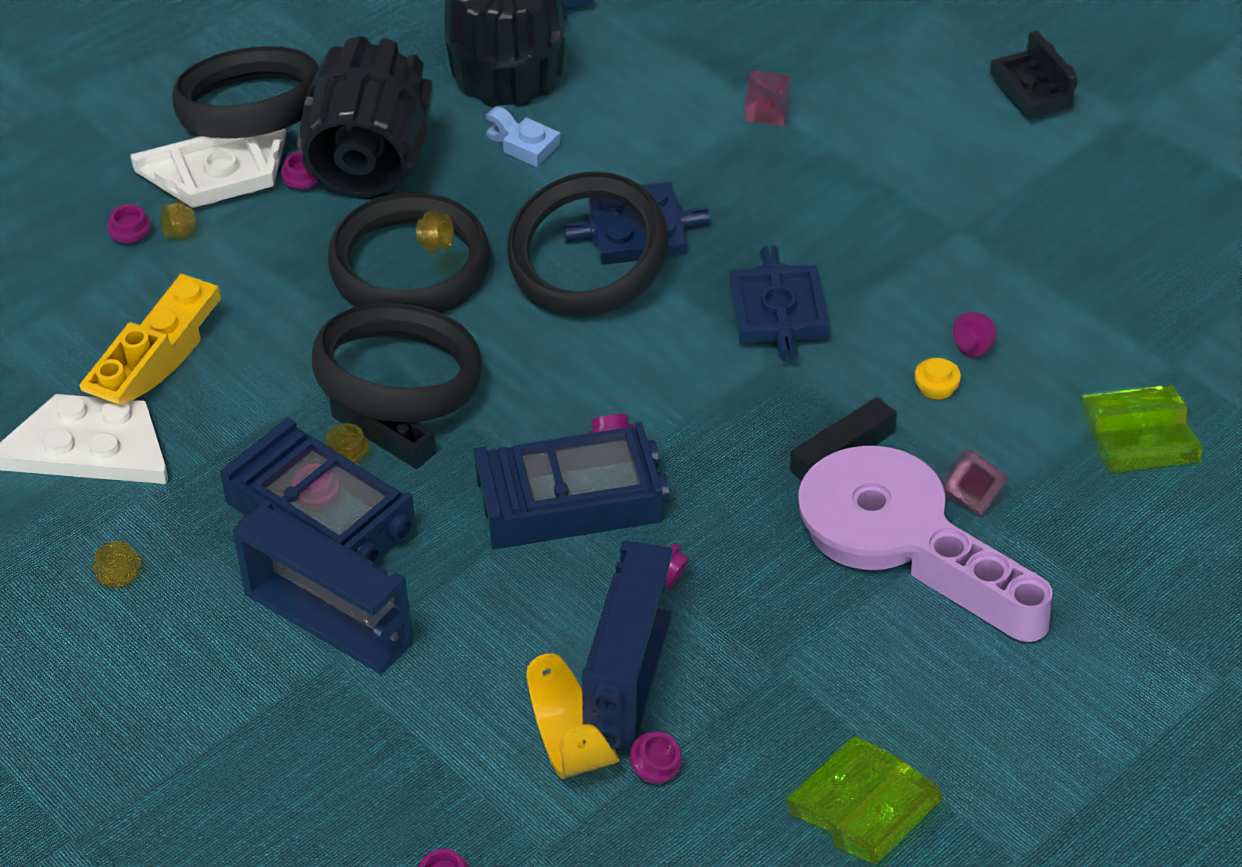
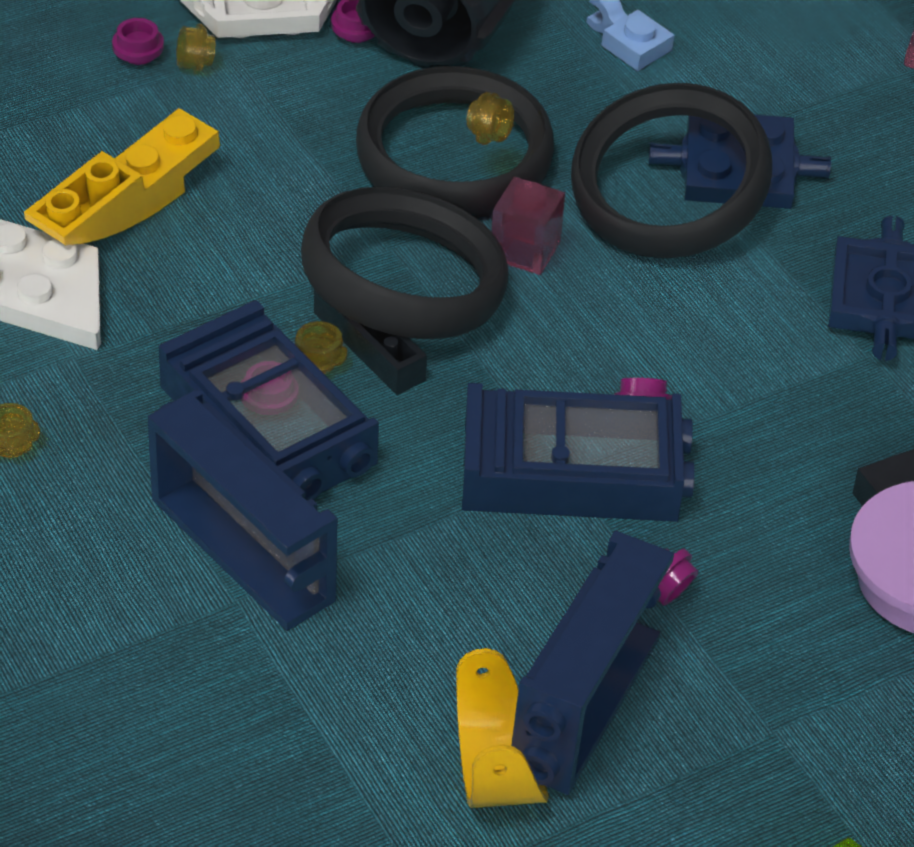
camera: 10 degrees right, 0 degrees up
(486, 310) = (528, 224): none -> clear pink brick
(655, 757) = (592, 807): magenta plate -> none

